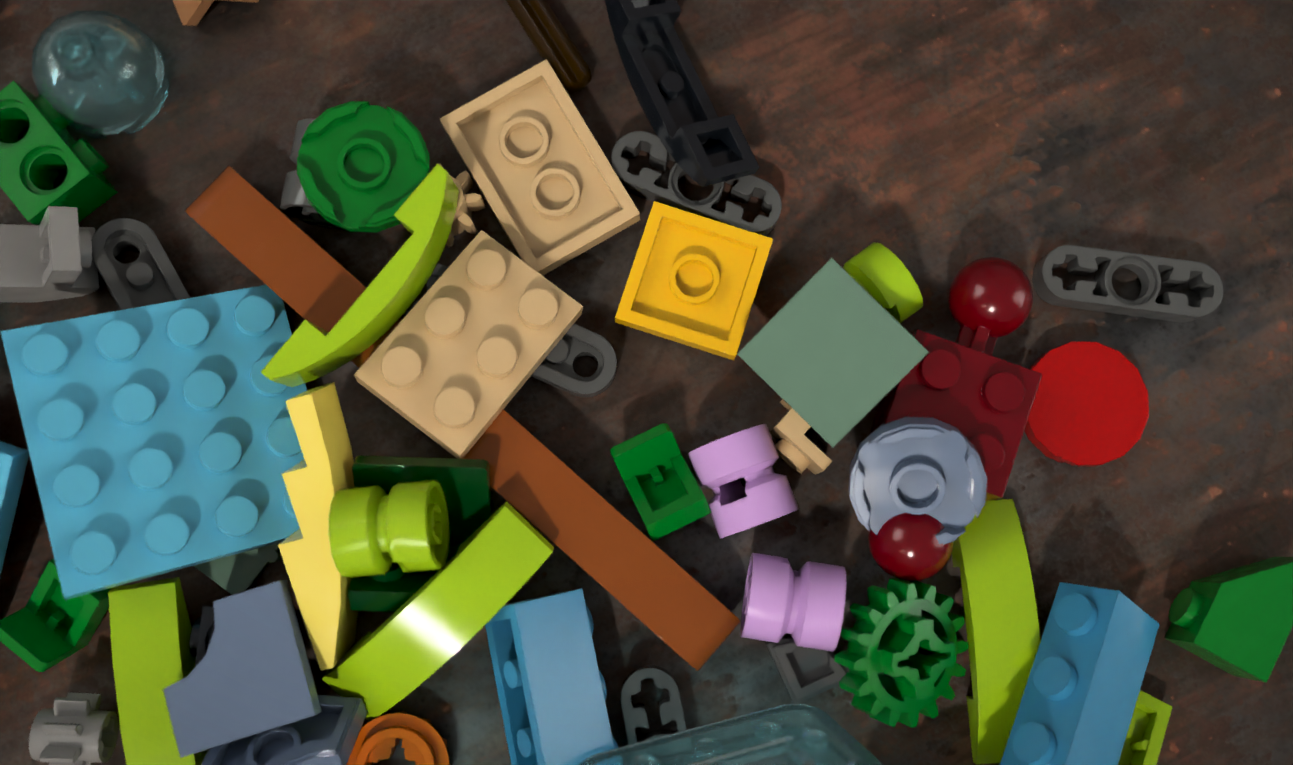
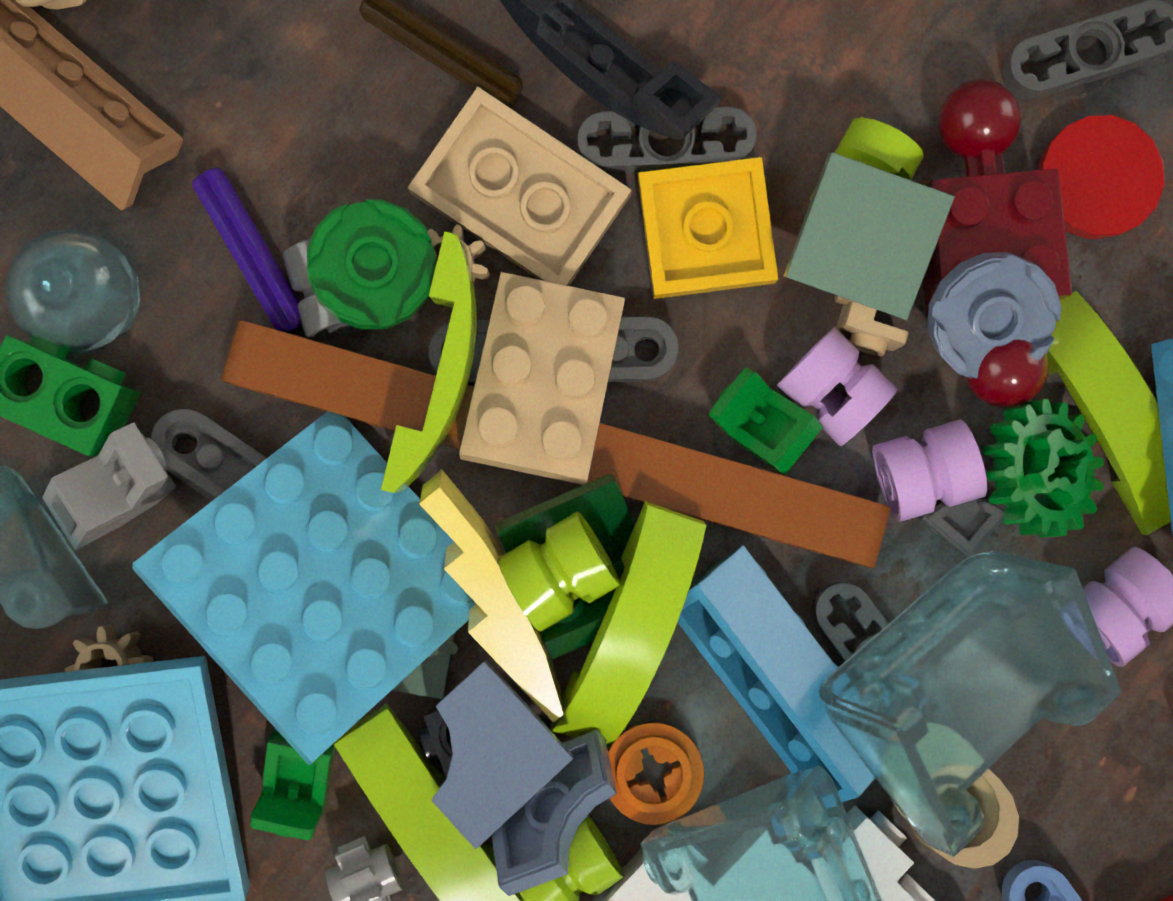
camera: 25 degrees left, 5 degrees up
(273, 107) = (249, 250): none -> dark purple axle

